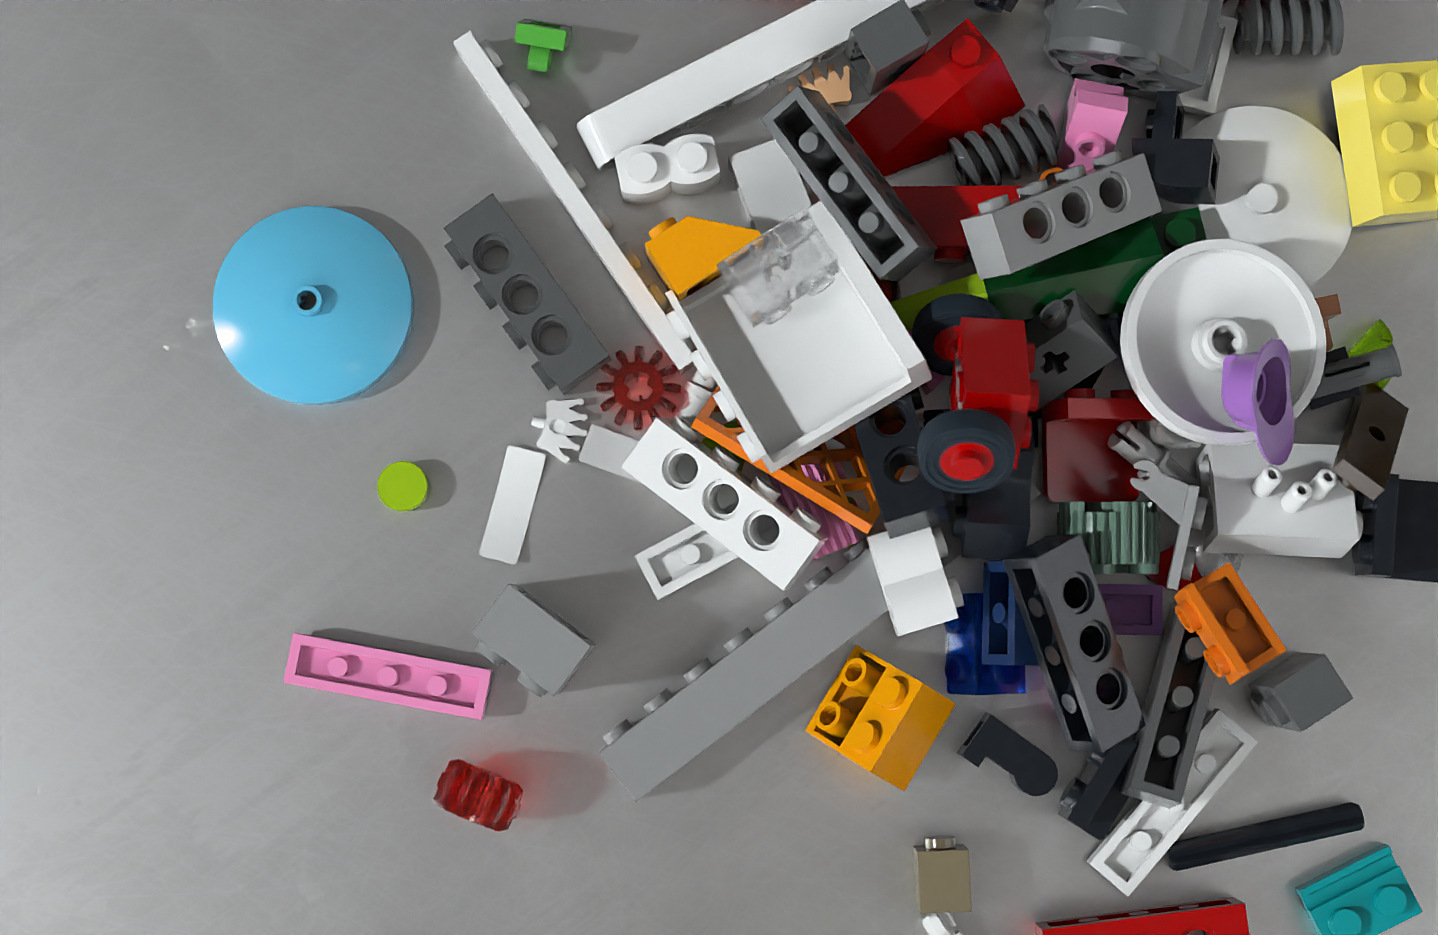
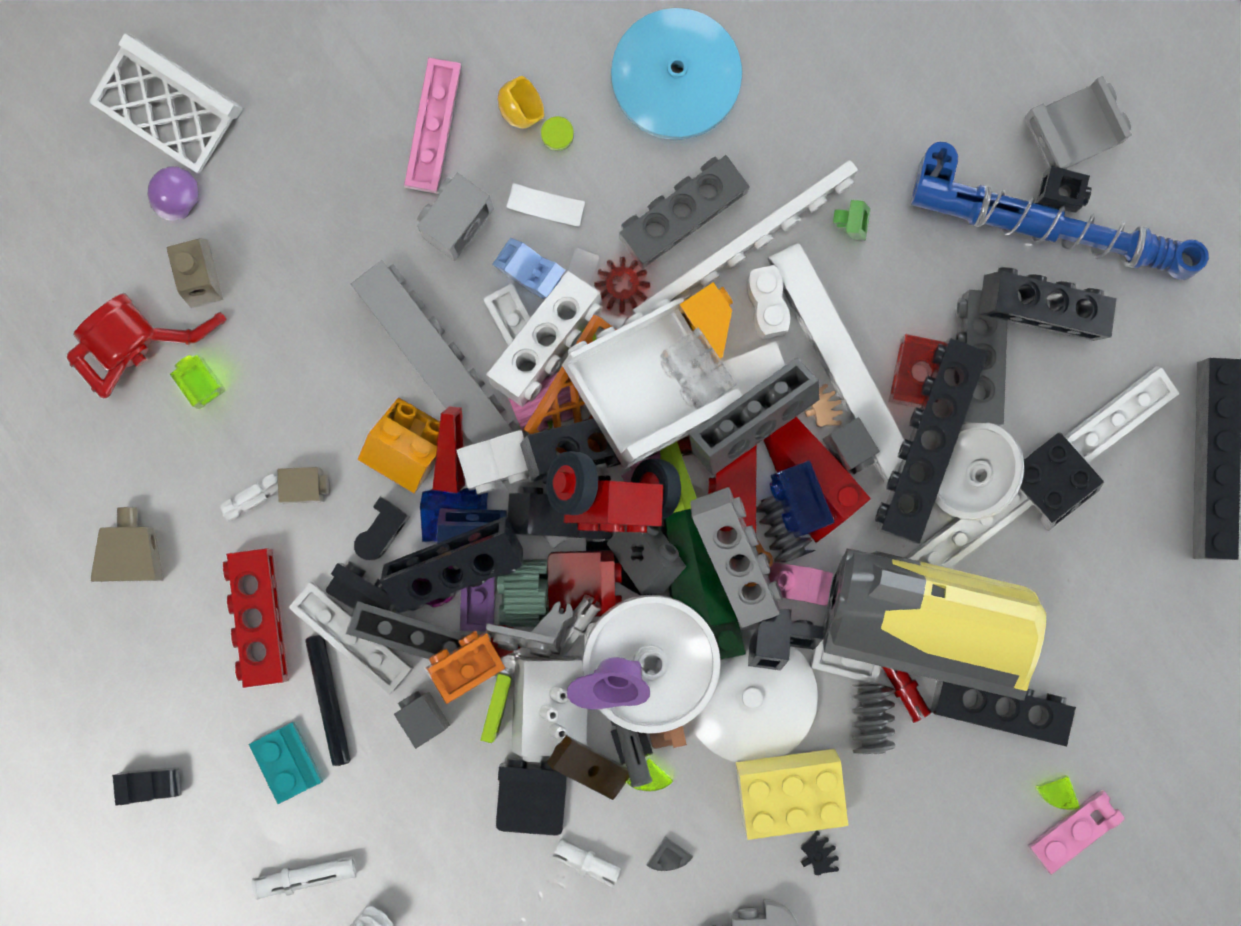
camera: 85 degrees right, 0 degrees up
(357, 541) = (520, 103): none -> yellow hair
(478, 795) = (355, 183): clear red gear -> none
(558, 427) = (597, 234): white piece -> none
(613, 528) = (528, 268): none -> light blue brick
(919, 651) = (448, 469): none -> red piece
(971, 119) = (801, 499): none -> clear blue bracket
(1287, 578) = (496, 708): none -> lime tile

